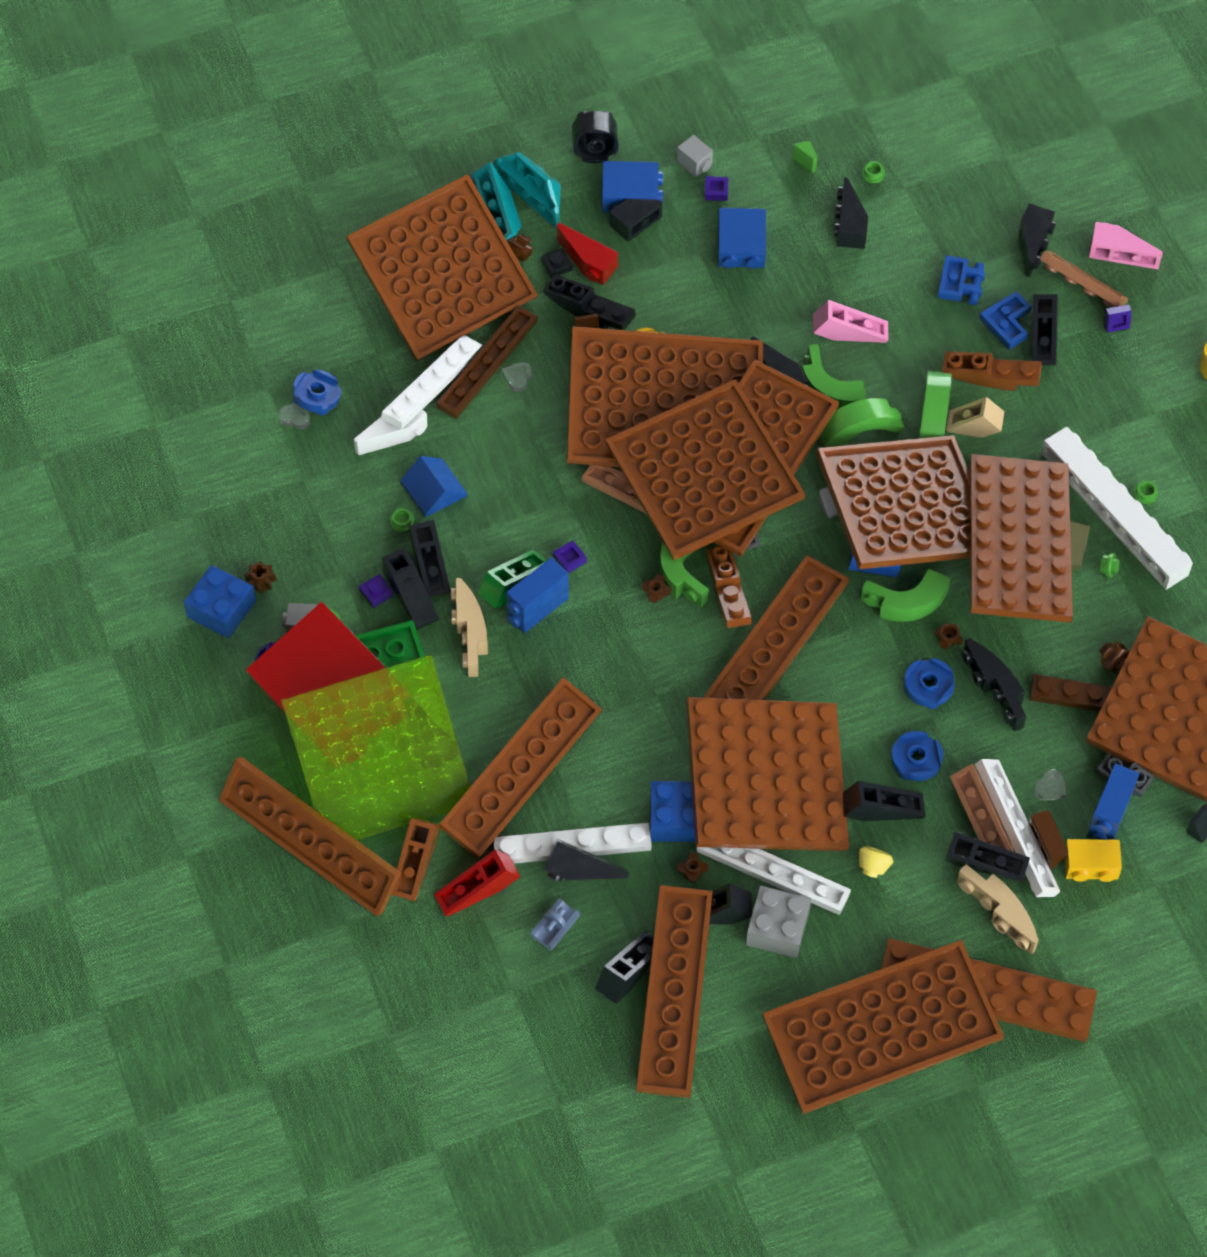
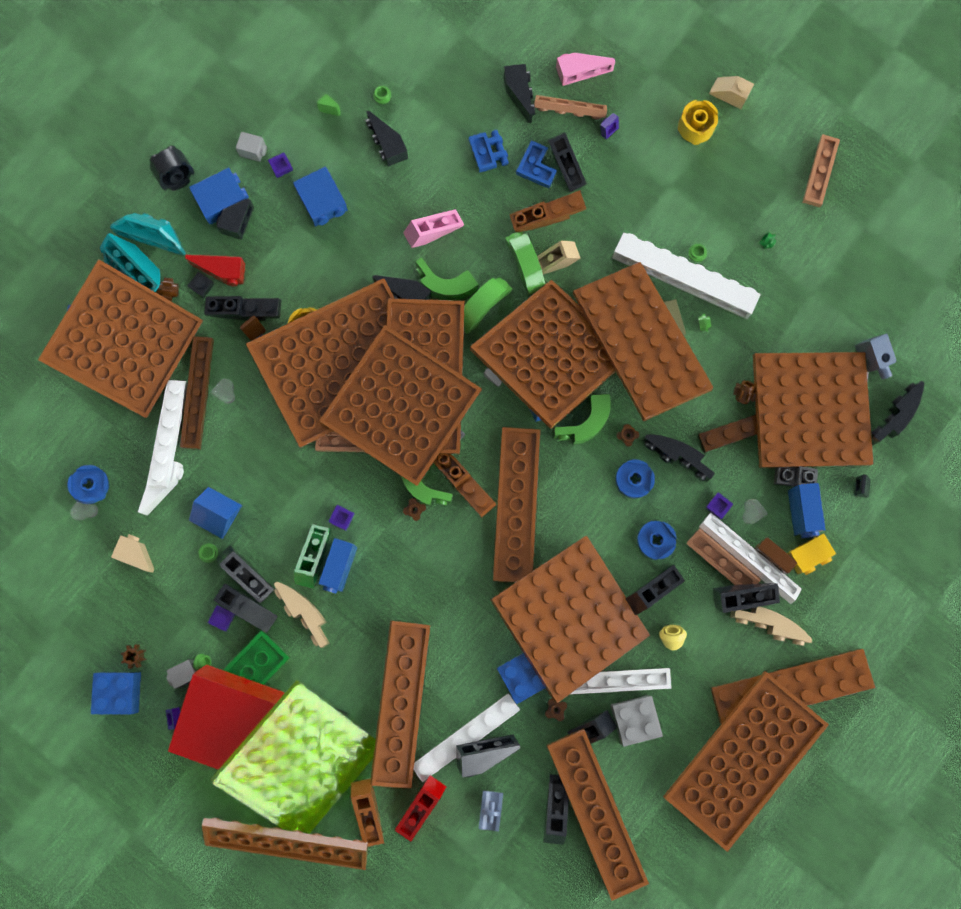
camera: 30 degrees left, 20 degrees up
(321, 479) = (133, 553): none -> tan slope
(1012, 757) = (719, 505): none -> dark purple plate

